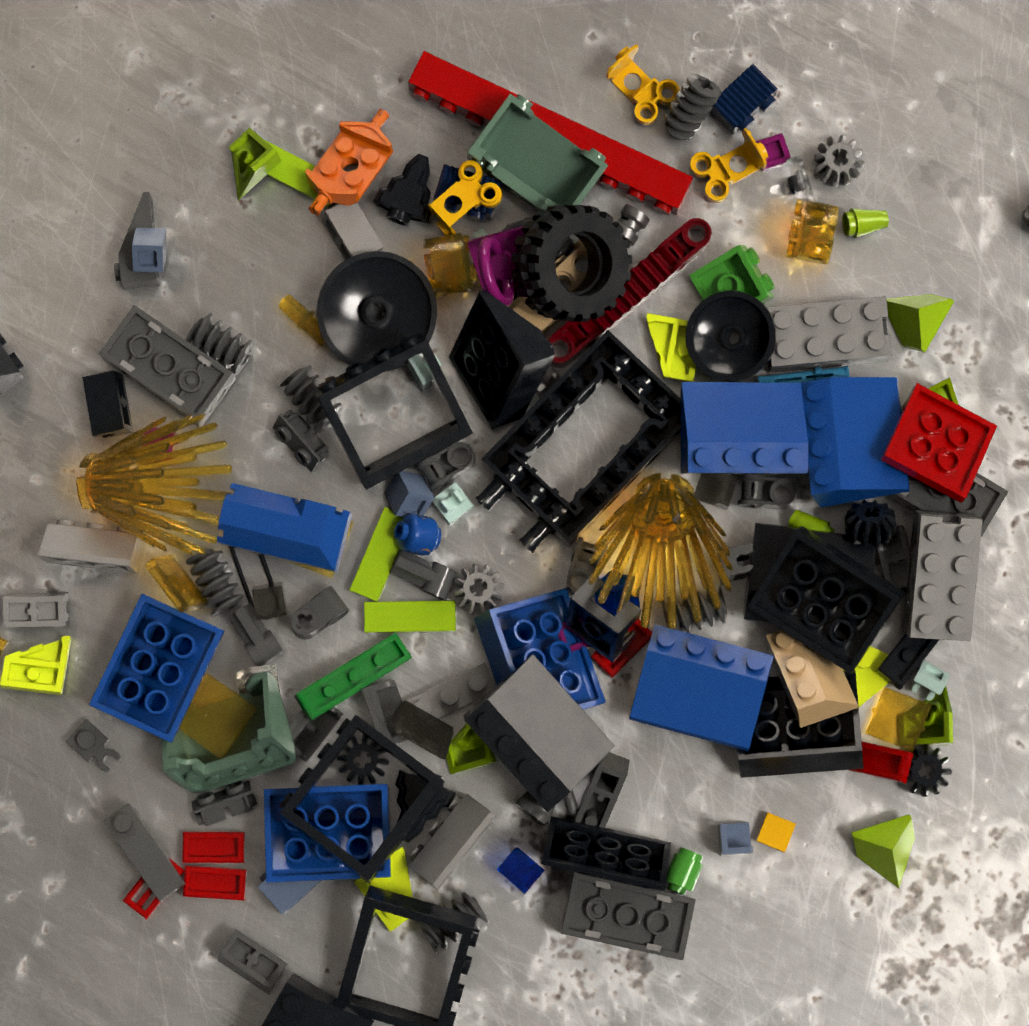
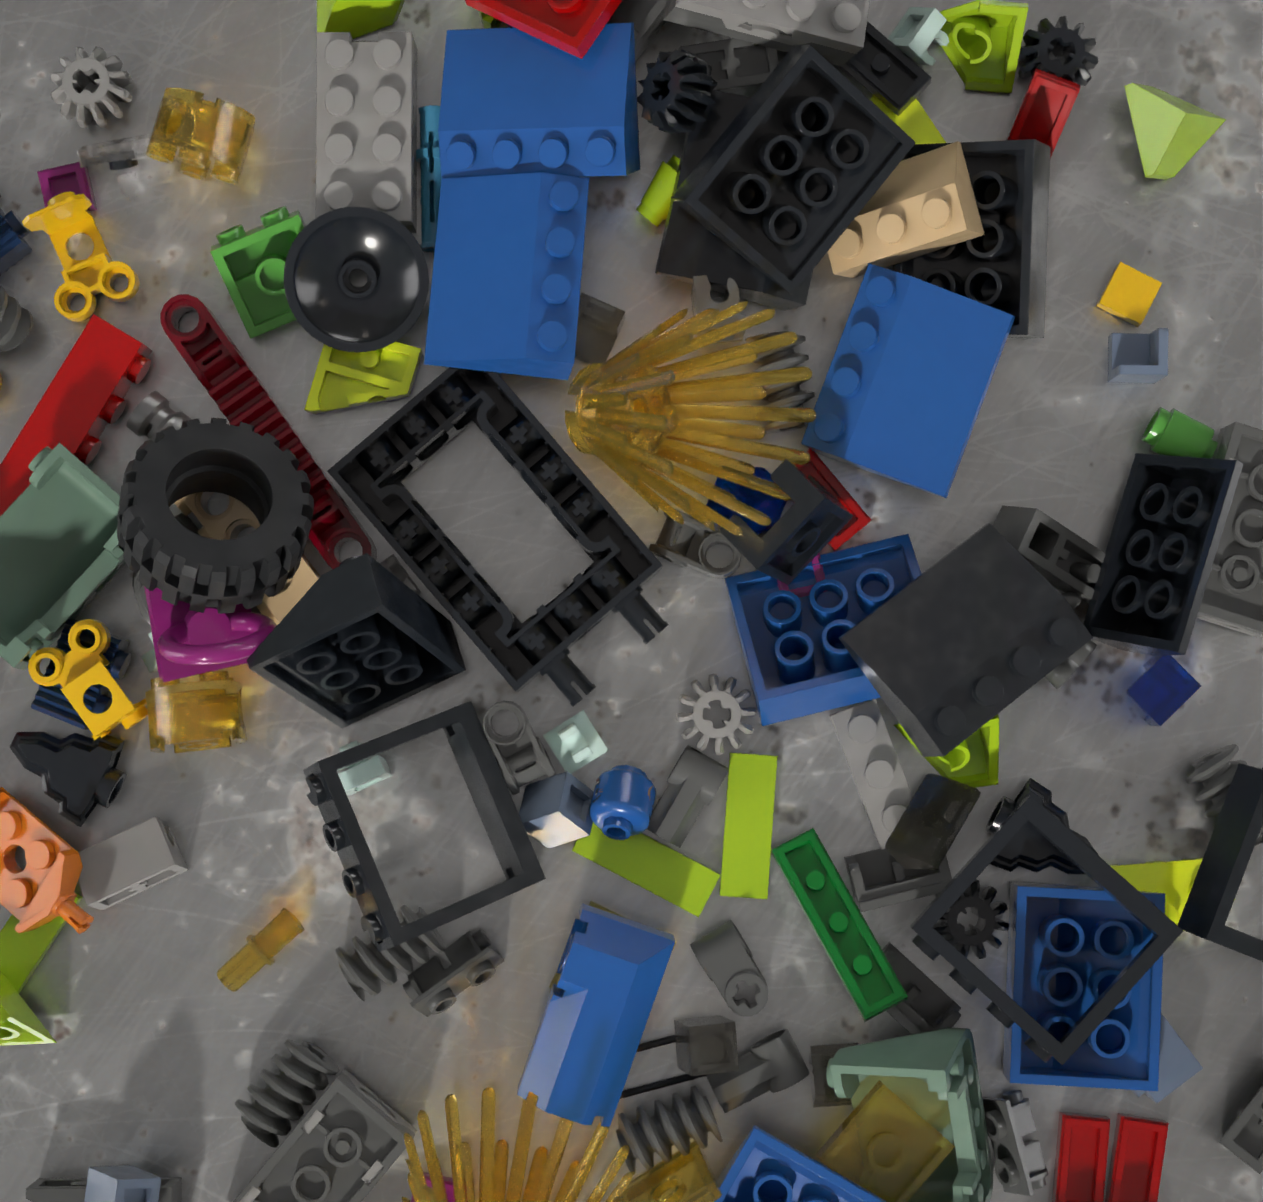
camera: 85 degrees left, 5 degrees up
(373, 305) = (249, 840): black dish -> none
(451, 840) = (1109, 791): light grey slope -> none
(764, 492) = (606, 256): dark grey piece -> none
(863, 221) = (193, 59): lime cone -> none
(898, 719) = (976, 88): clear yellow piece -> none

